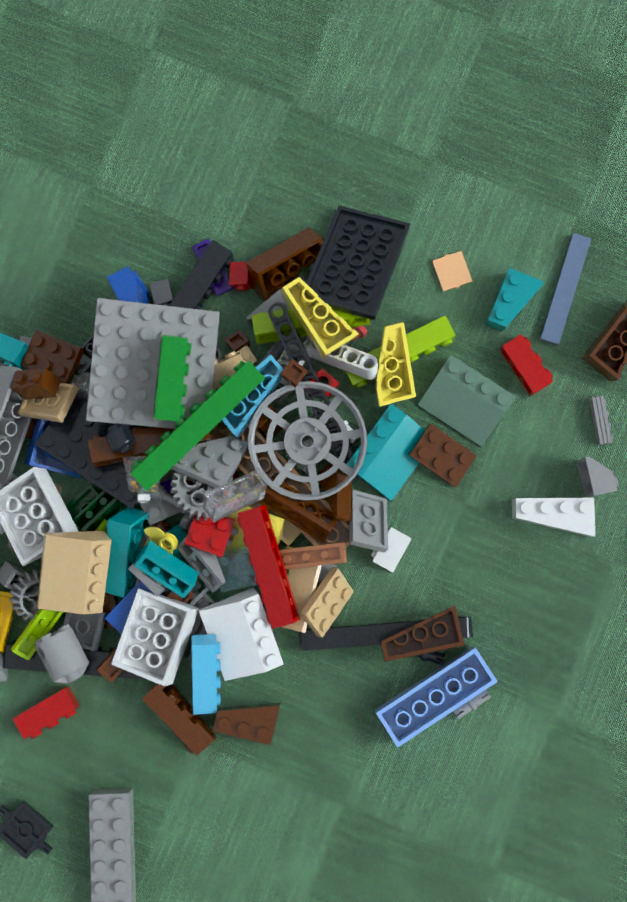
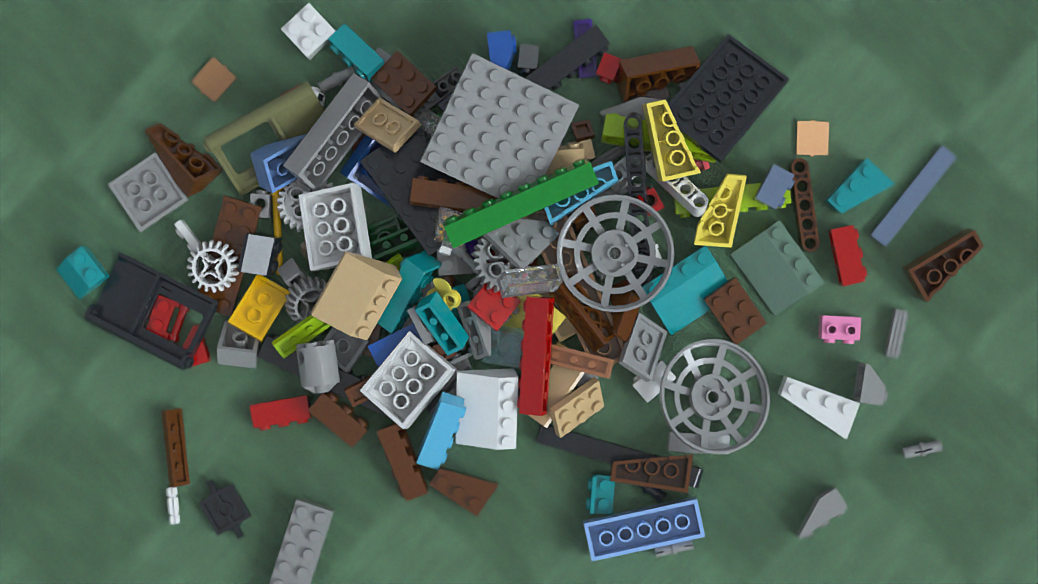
camera: 15 degrees right, 5 degrees up
(35, 383) = (381, 105): reddish brown brick -> none
(103, 698) = (339, 418): none -> reddish brown brick
(120, 438) = (445, 189): black head -> none
(170, 378) = (513, 154): green brick -> none
(293, 373) = (626, 186): reddish brown plate -> none
(383, 678) = (601, 494): none -> teal bracket
(433, 325) = (774, 187): none -> sand blue brick
(456, 592) = (676, 445): none -> light grey slope
(461, 536) = (724, 395): none -> light grey dish
(468, 324) = (809, 214): none -> reddish brown beam
(546, 434) = (839, 328): none -> bright pink brick
(599, 611) = (824, 507): none -> light grey slope

